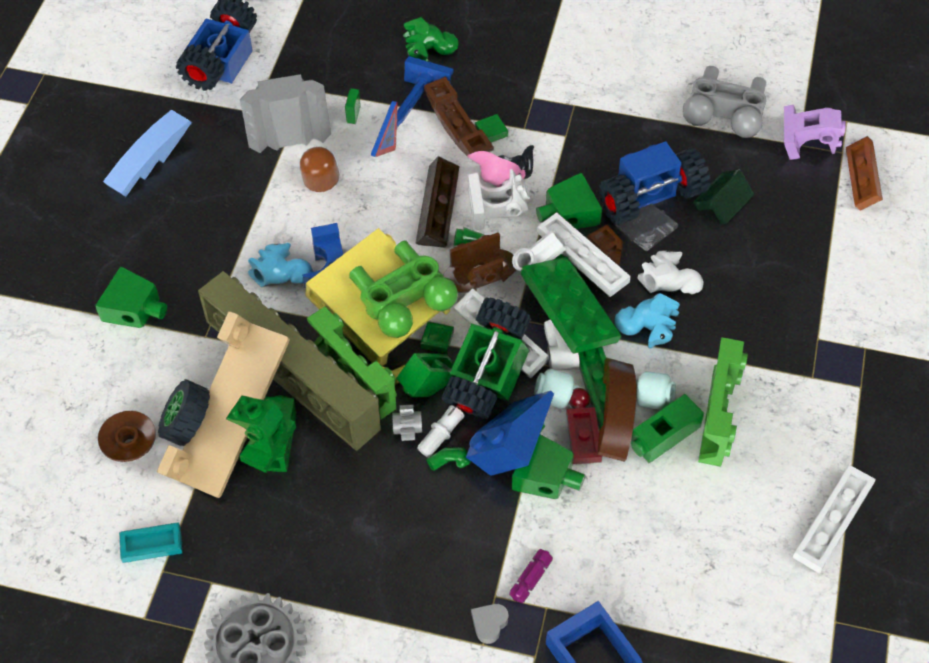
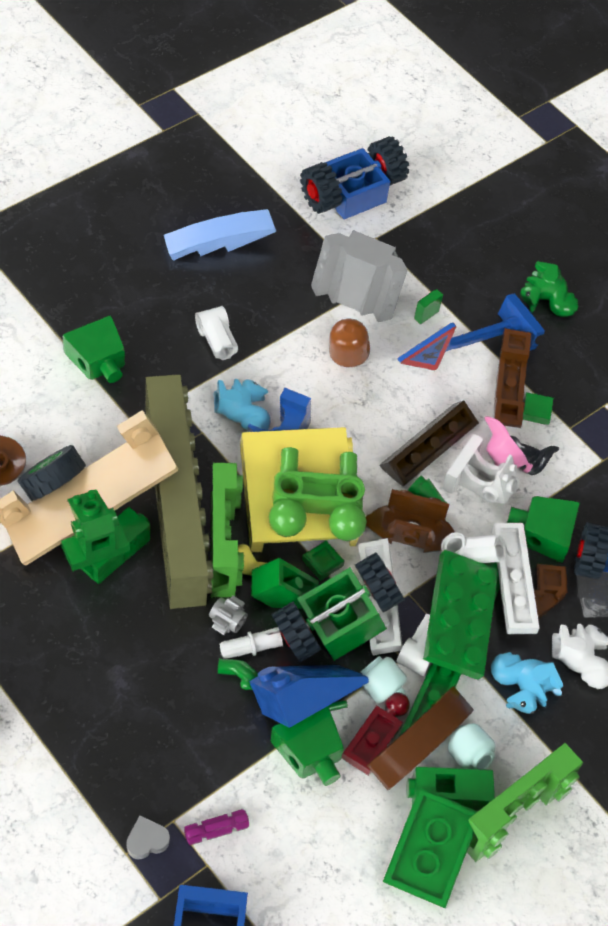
camera: 30 degrees right, 0 degrees up
(206, 223) = (215, 327): none -> white piece
(689, 476) = (431, 848): none -> green tile

